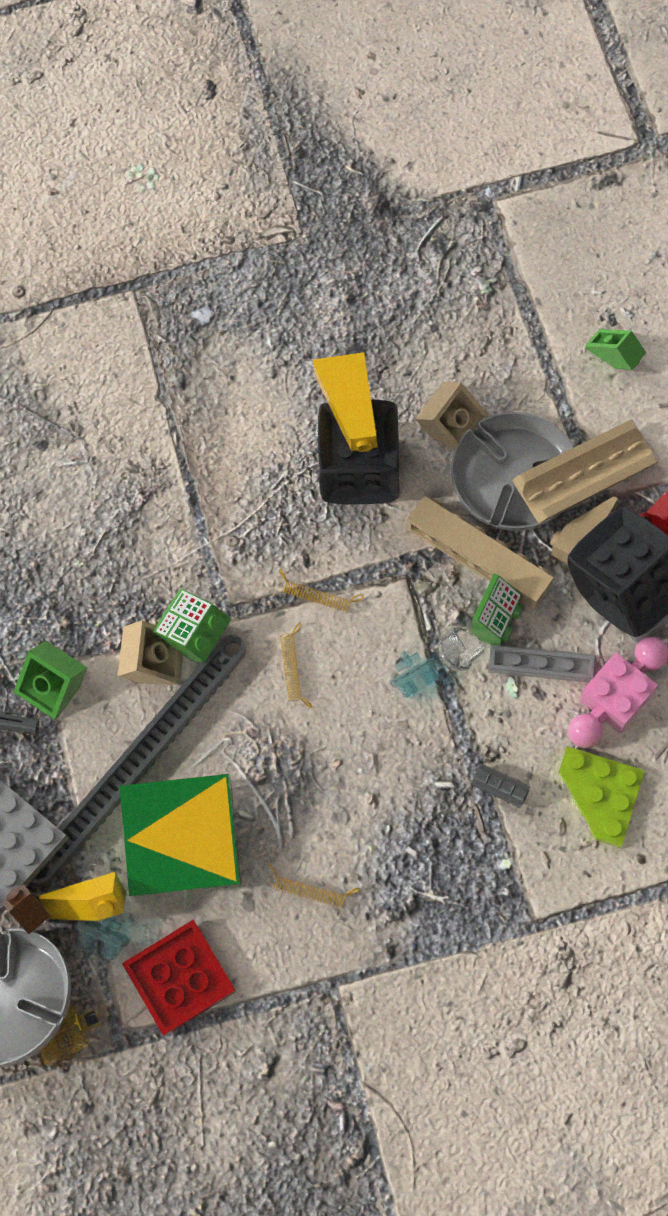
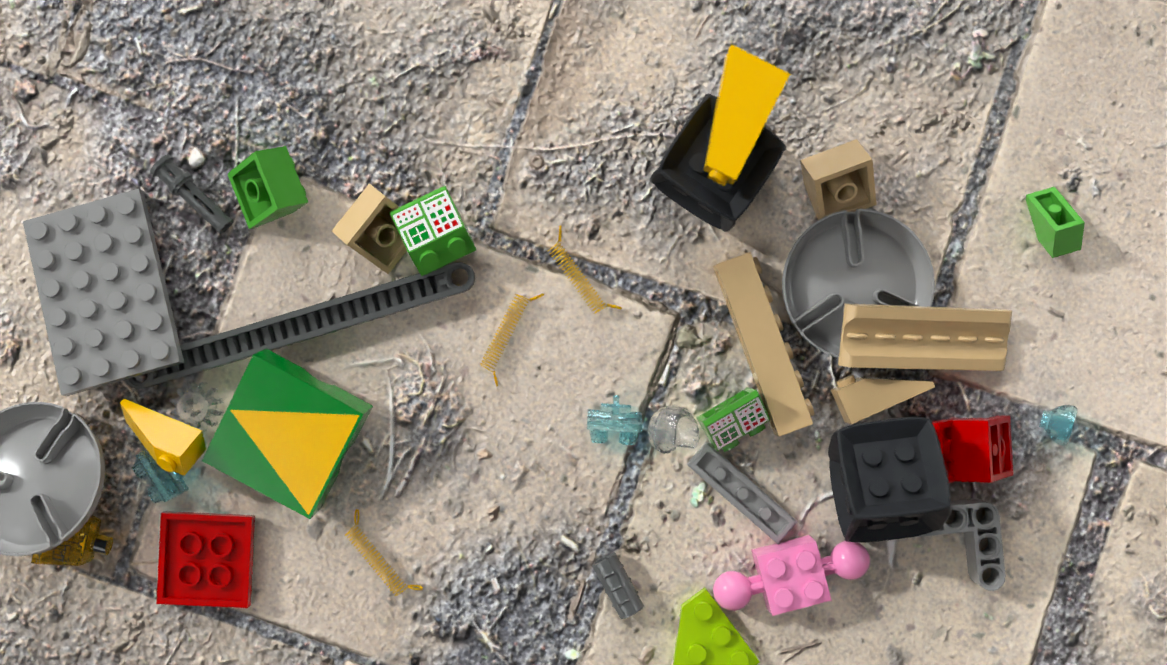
camera: 30 degrees right, 20 degrees up
(25, 908) = (97, 409): reddish brown slope -> none

